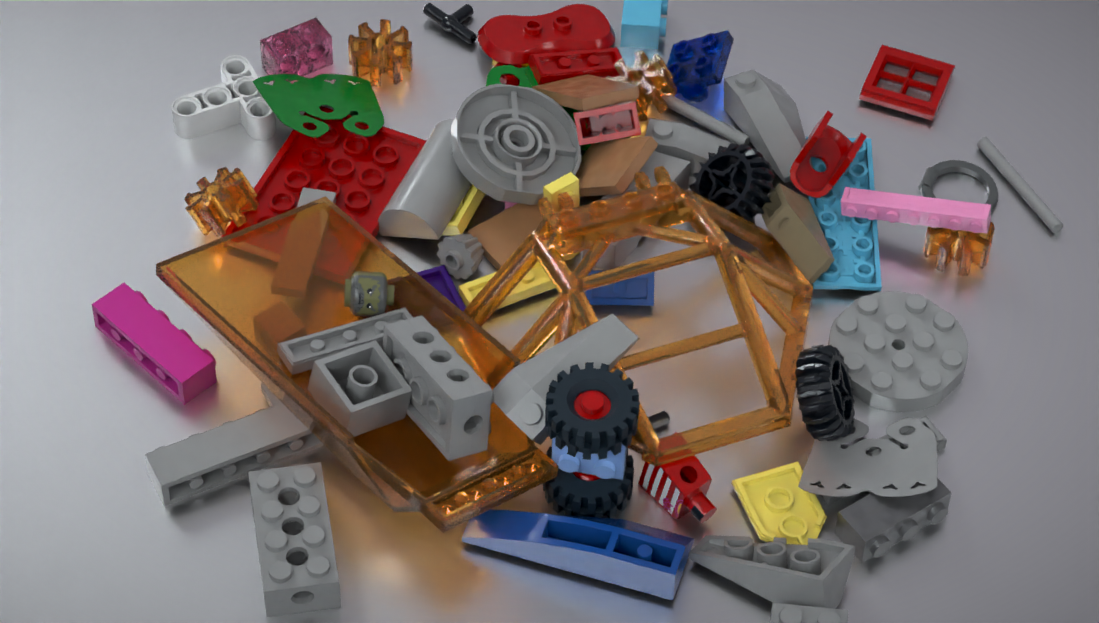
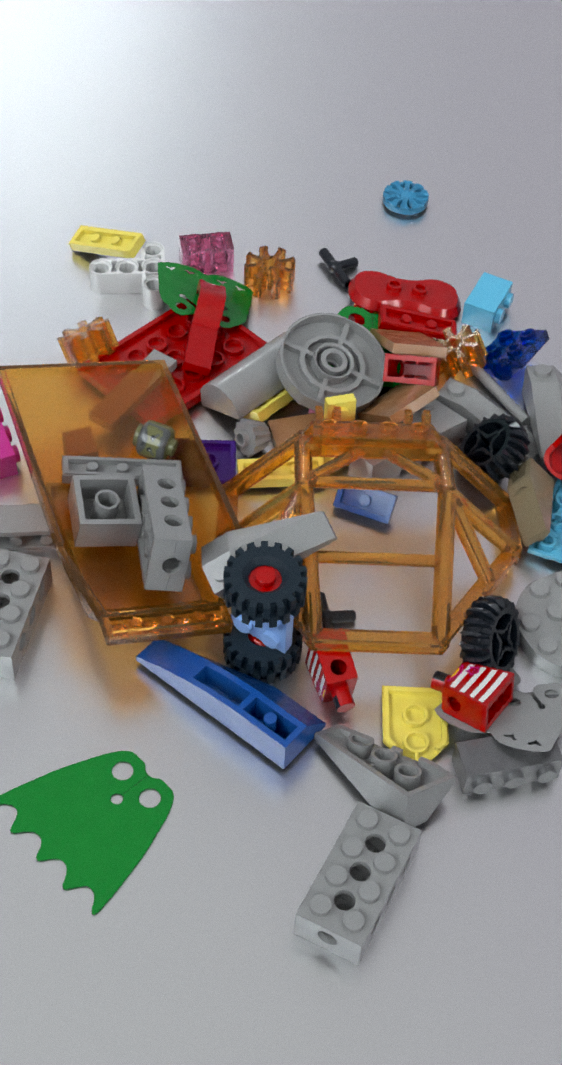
camera: 20 degrees right, 0 degrees up
(173, 72) = (107, 242): none -> light yellow plate
(347, 143) = (204, 328): none -> red piece
(834, 455) = (475, 693): none -> red torso

